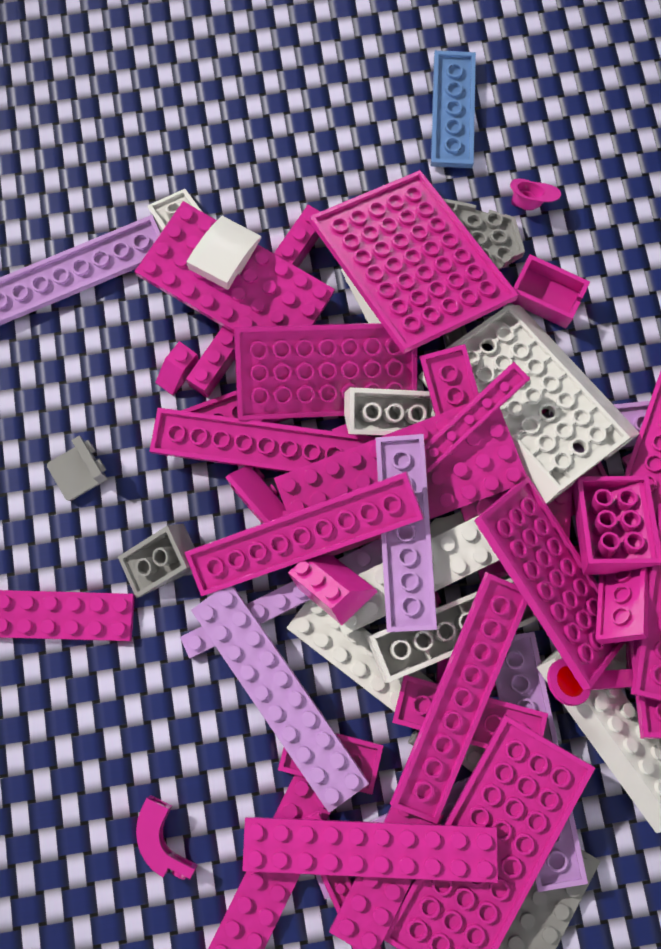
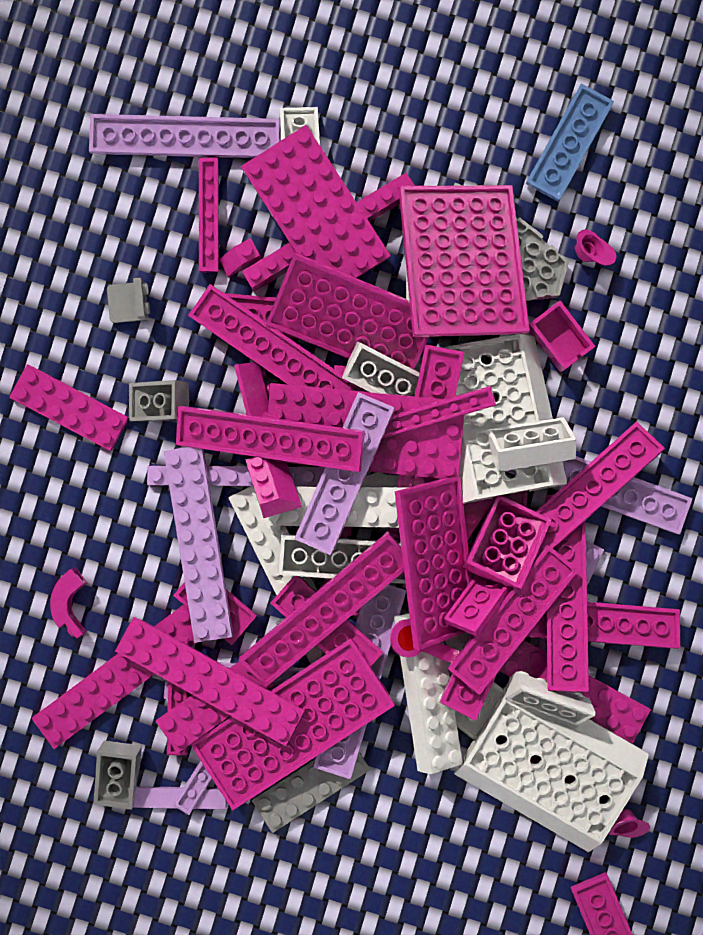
camera: 30 degrees right, 10 degrees up
(123, 342) = (208, 215): none -> dark pink plate
(223, 252) = (316, 185): white slope -> none
(586, 405) = (532, 444): none -> white slope

